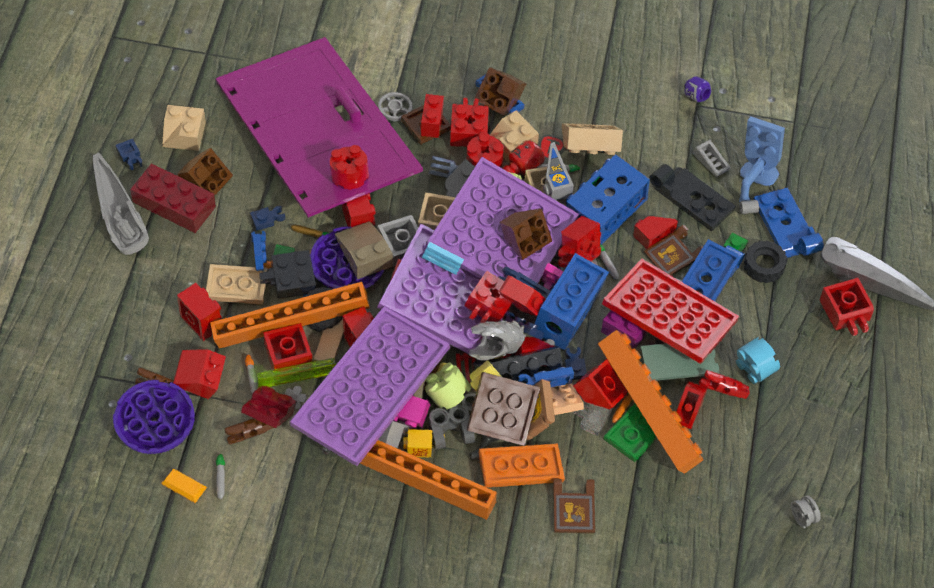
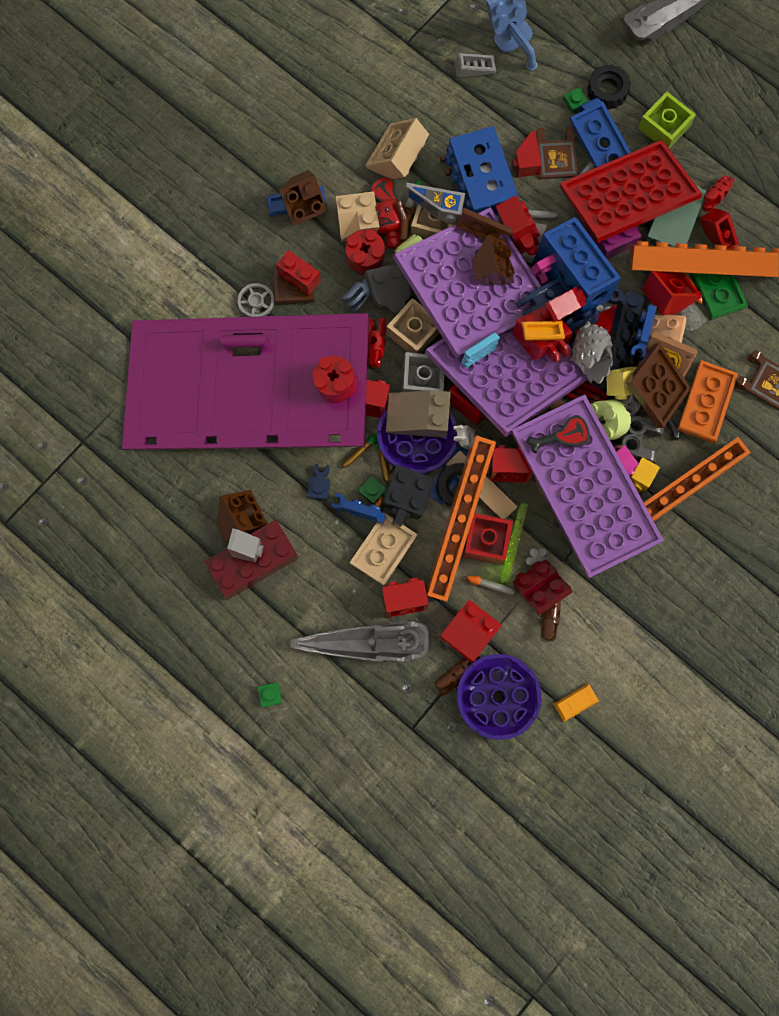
camera: 60 degrees left, 20 degrees up
(69, 263) = (269, 695): none -> green plate
(117, 210) = (236, 619): light grey piece -> none
(129, 152) = (167, 575): dark blue plate -> none
(151, 310) = (375, 643): none -> flat silver piece
(174, 173) = (244, 546): none -> light grey slope
(183, 127) = (170, 509): tan slope -> none
(220, 463) = (570, 658): light grey piece -> none
(372, 293) = (464, 435): none -> white plate
(406, 349) = (573, 434): none -> pearl dark grey piece
(409, 200) = (376, 342): none -> red hinge
(467, 122) = (320, 245): red hinge -> none
(485, 287) = (543, 330): none -> light orange tile
(529, 164) = (405, 218): none -> reddish brown piece
(552, 209) = (481, 225): none -> reddish brown hinge
(680, 185) = (487, 106): black hinge -> none
(697, 89) = (395, 30): dark purple head -> none
(749, 206) = (544, 65): light grey hinge -> none
(757, 360) = (710, 151): medium azure brick -> none
(762, 315) = (666, 120): none -> lime brick
(793, 238) = (594, 49): blue hinge -> none
(847, 305) = (693, 49): red hinge -> none

